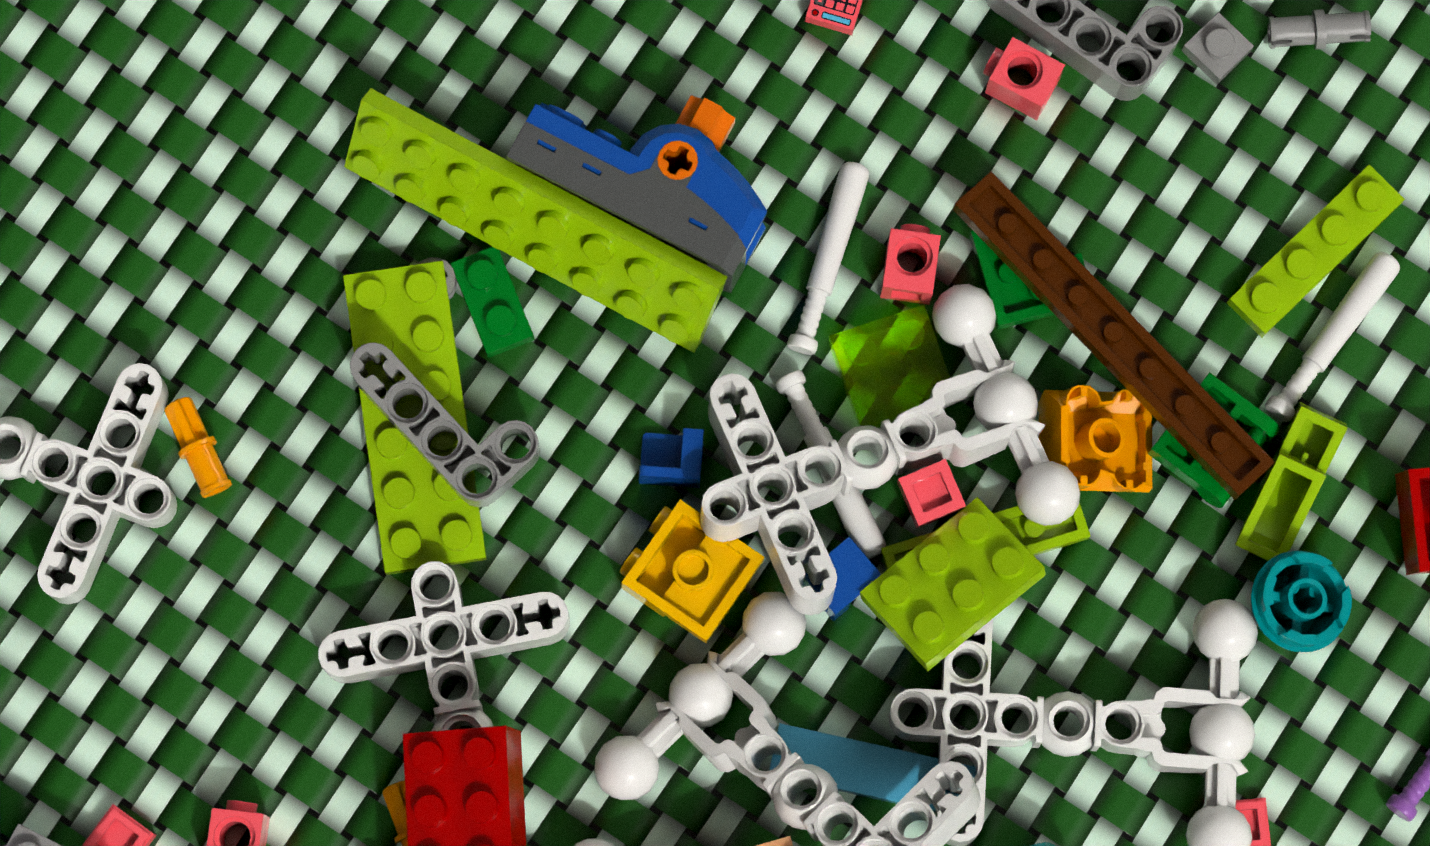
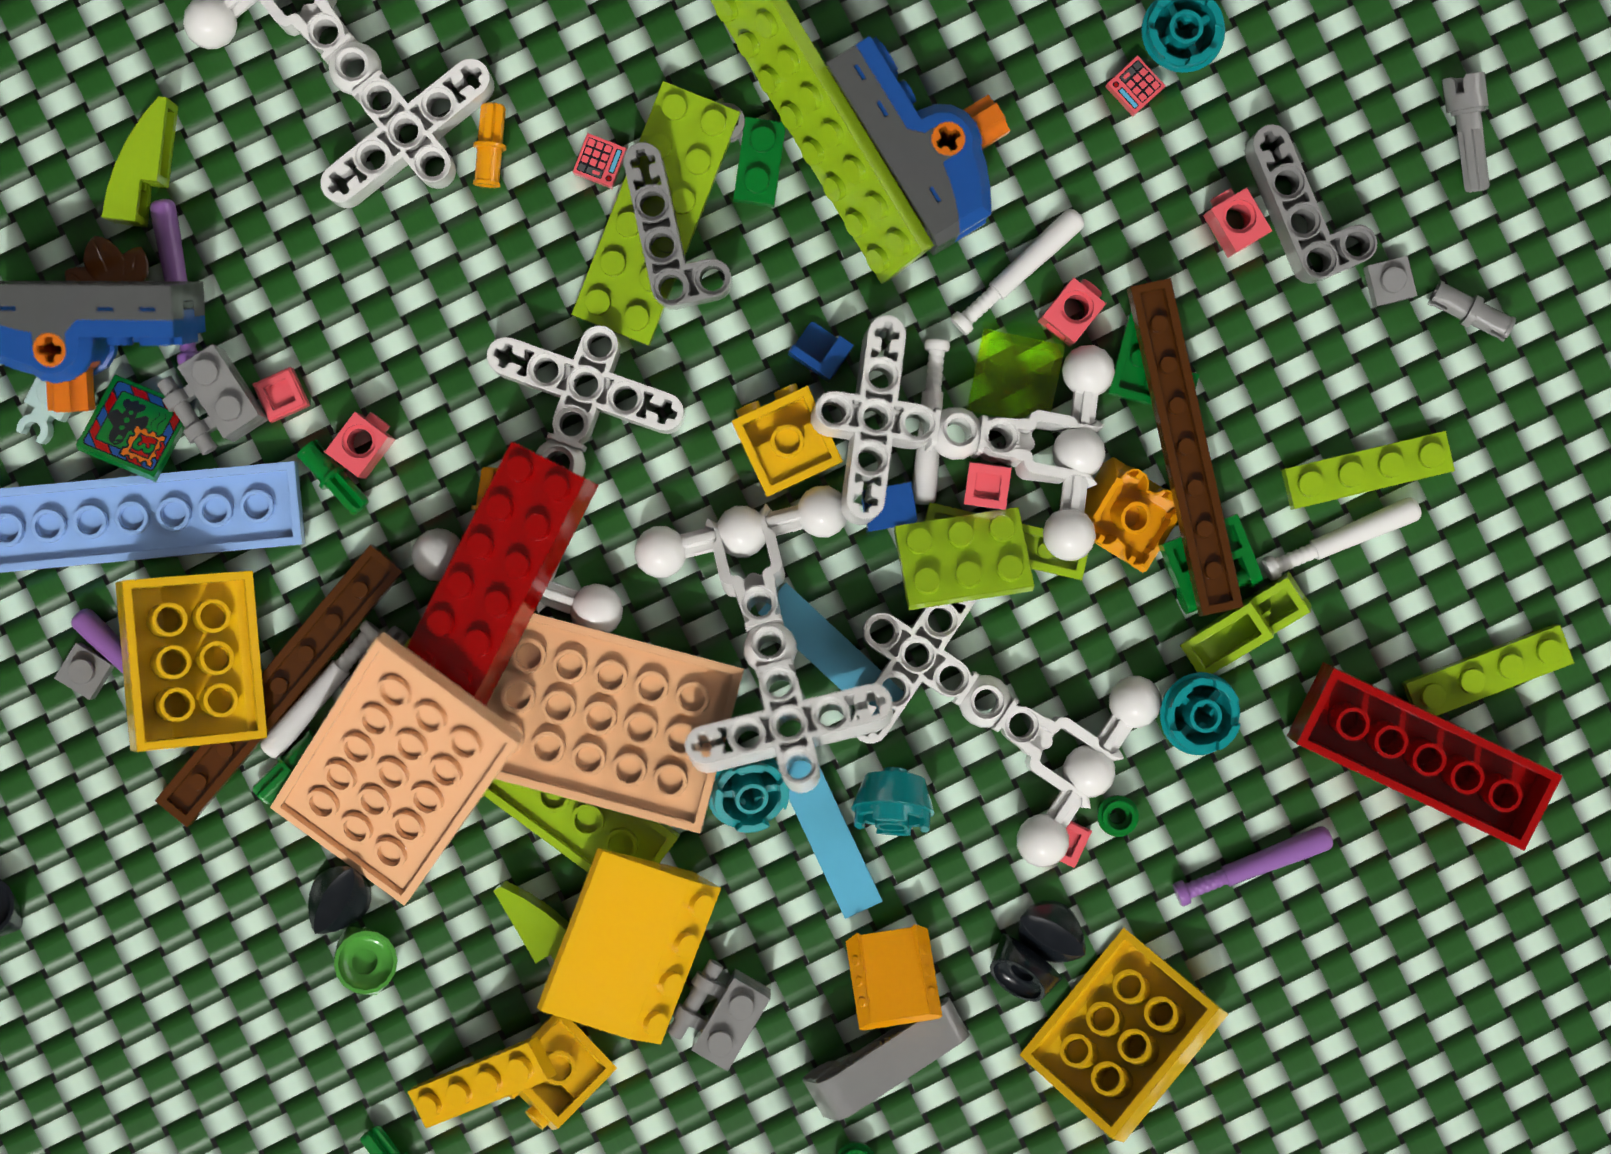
camera: 35 degrees right, 10 degrees up
(323, 396) = (600, 161): none -> coral tile
(1296, 757) = (1123, 827): none -> green plate

